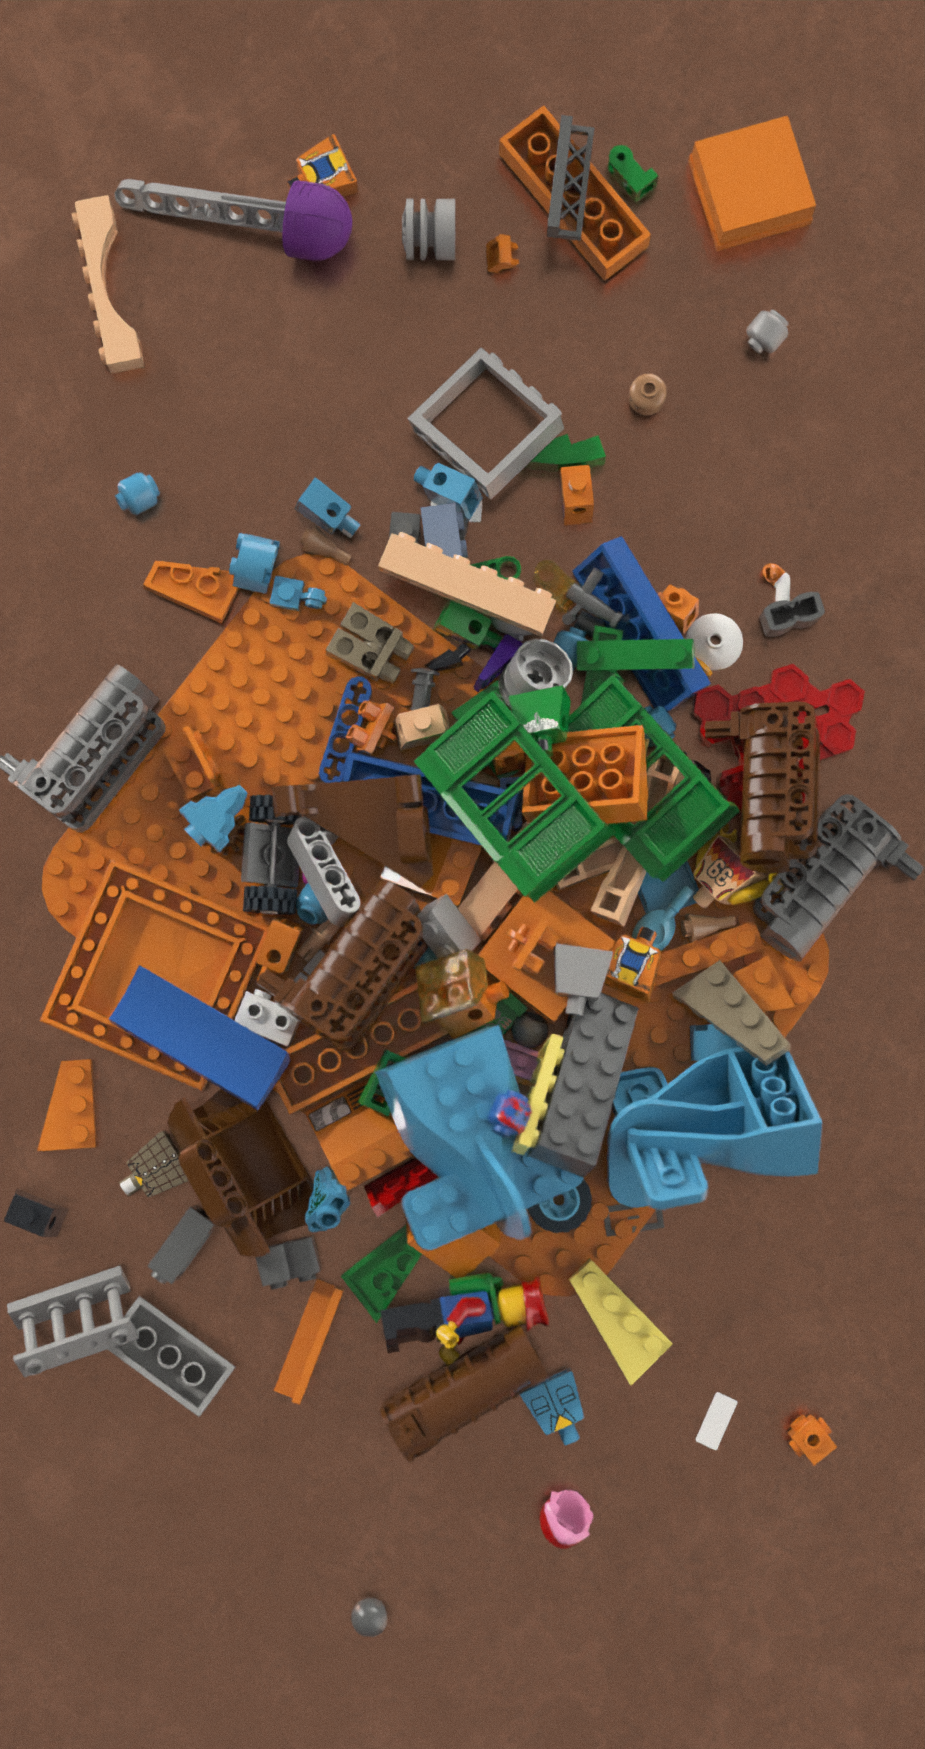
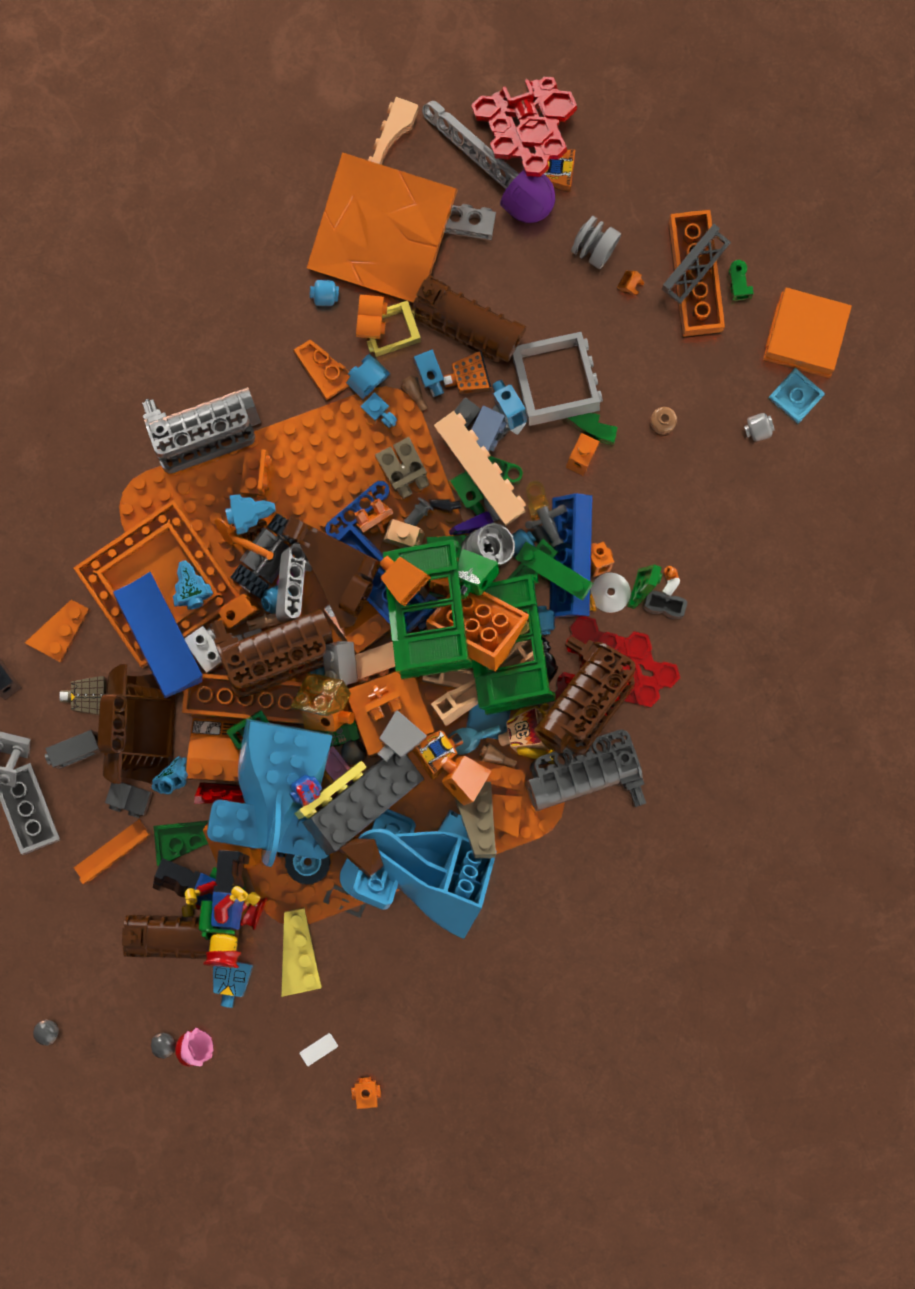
camera: 35 degrees right, 0 degrees up
(158, 370) = (381, 227): none -> orange tile
(201, 954) = (190, 588): none -> dark azure rock
(212, 861) = (232, 538): none -> orange piece
(213, 485) = (370, 317): none -> orange brick
(233, 321) = (463, 227): none -> light grey brick
(248, 452) = (404, 308): none -> light yellow window
(266, 138) = (533, 131): none -> piece
(334, 420) = (466, 320): none -> reddish brown piece
(378, 484) = (469, 375): none -> orange torso
(461, 776) = (402, 578): none -> orange torso
(503, 1327) = (225, 910): none -> piece
(524, 1540) = (163, 1045): none -> dark grey piece
(631, 1148) = (363, 854): none -> reddish brown slope
(689, 976) = (464, 778): none -> orange torso
(752, 602) = (644, 583): none -> green wing
(785, 268) = (796, 395): none -> medium azure tile

